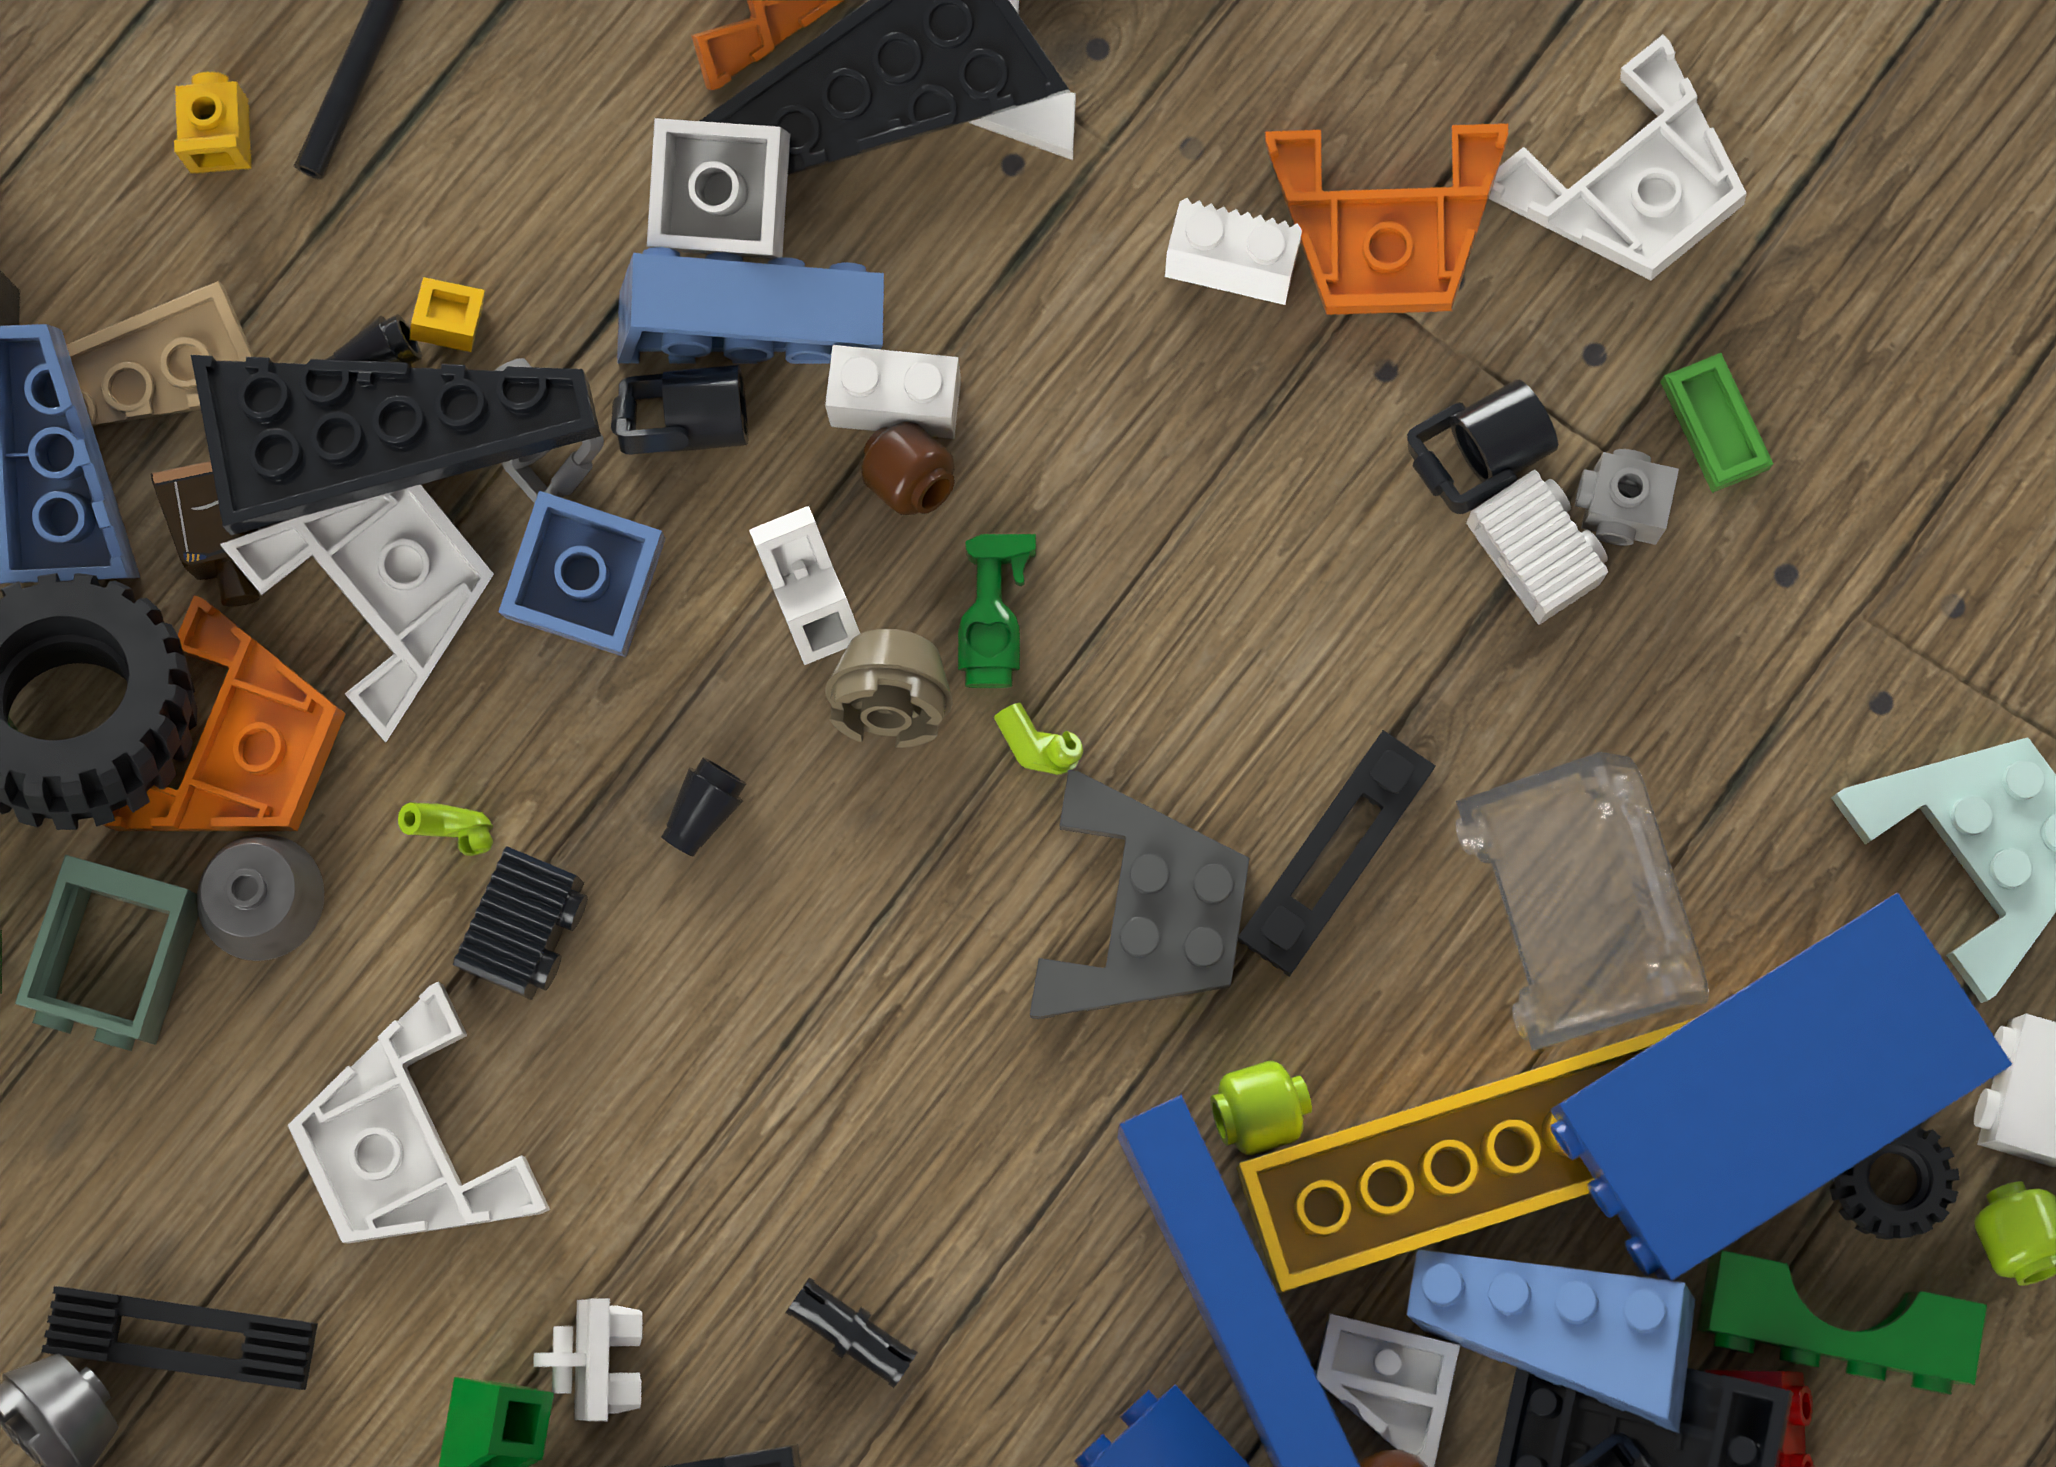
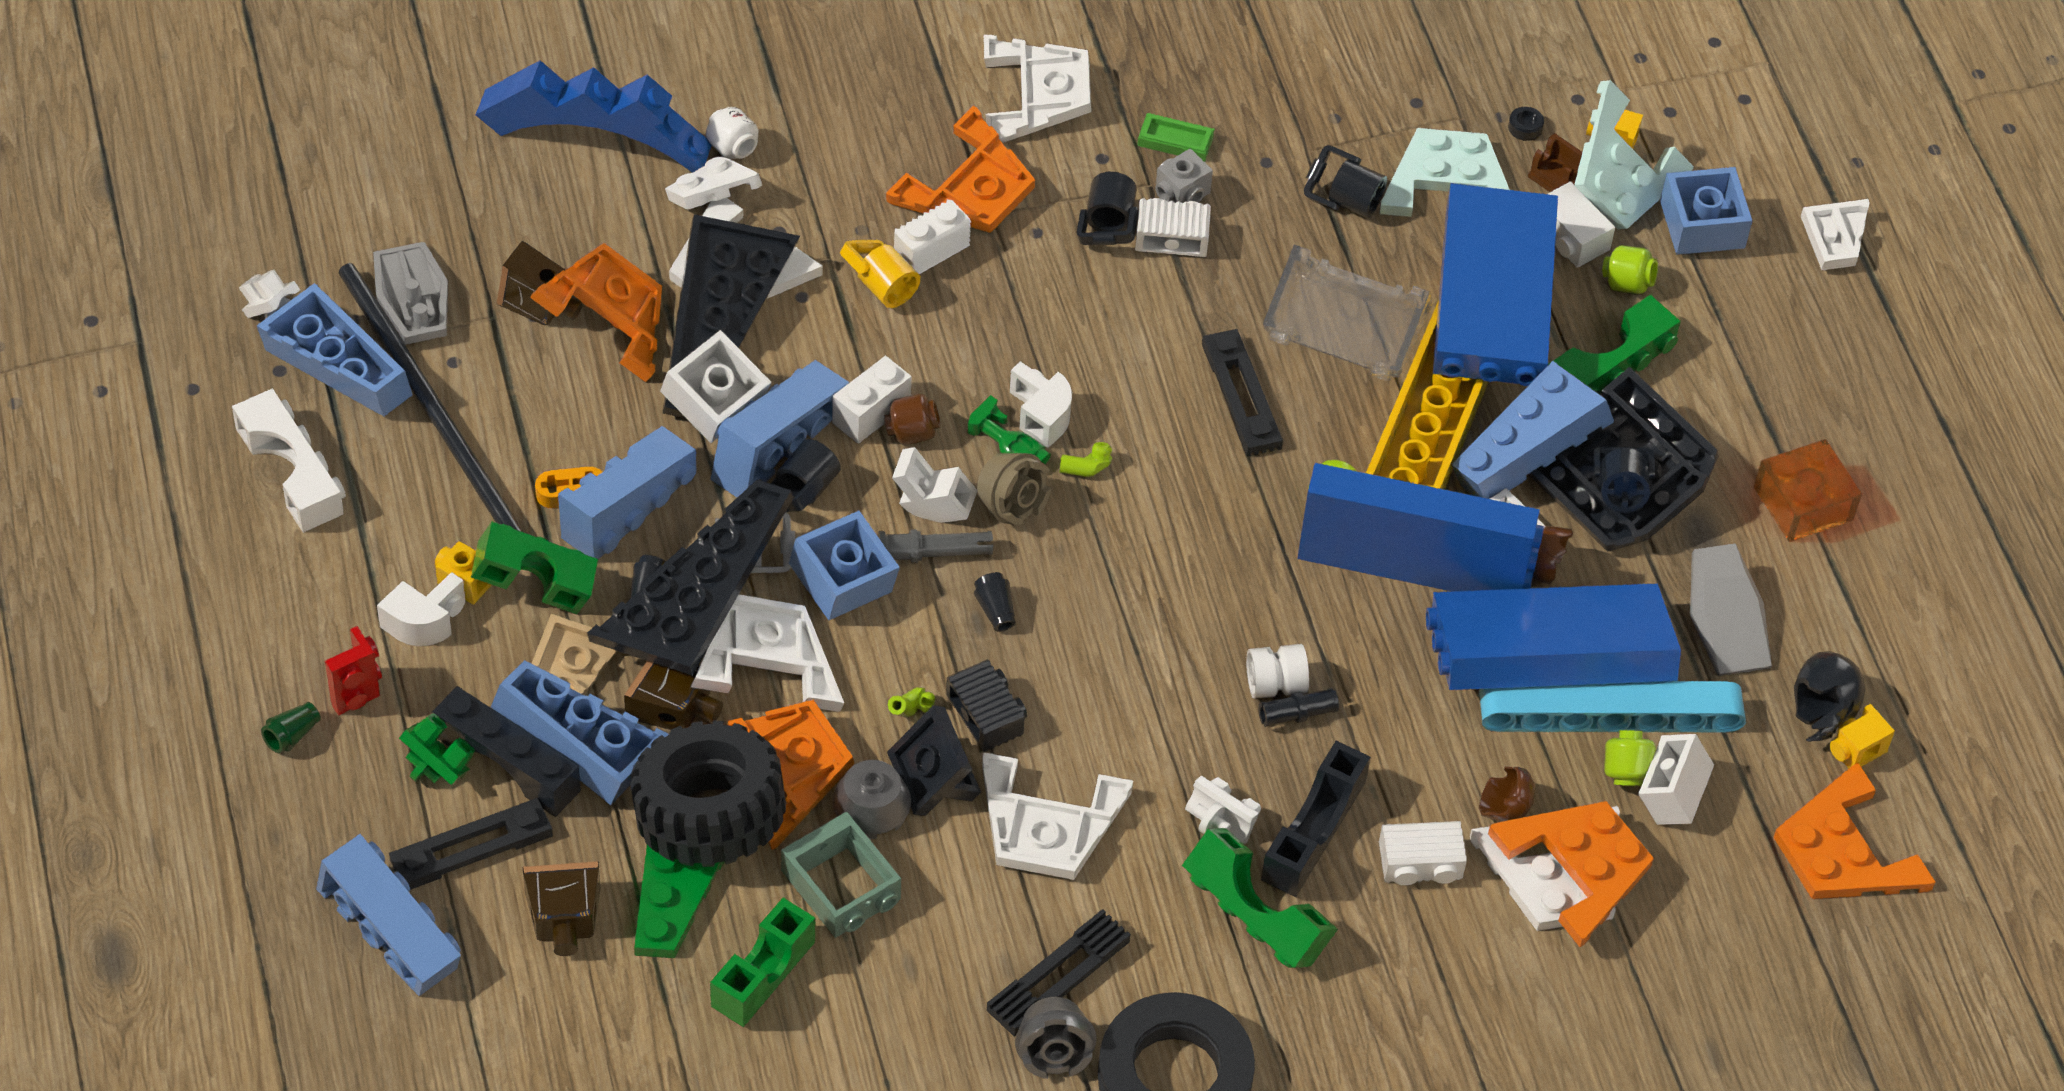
camera: 60 degrees left, 25 degrees down
(95, 126) = (422, 618): none -> white brick
(232, 153) = (563, 571): none -> green arch
(371, 938) = (933, 762): none -> black bracket
(447, 314) = (658, 541): yellow plate -> none
(463, 129) = (561, 480): none -> light orange beam
(481, 214) = (625, 492): none -> medium blue wedge
(709, 635) = (915, 546): none -> dark grey pin
(877, 1264) = (1278, 670): none -> white wheel
(1081, 629) = (1045, 405): none -> white brick
(1122, 237) = (882, 271): none -> yellow piece
(1171, 913) = (1209, 465): dark grey wing -> none
(1828, 737) = (1353, 186): none -> black piece
(1921, 1210) = (1582, 288): black tyre -> none

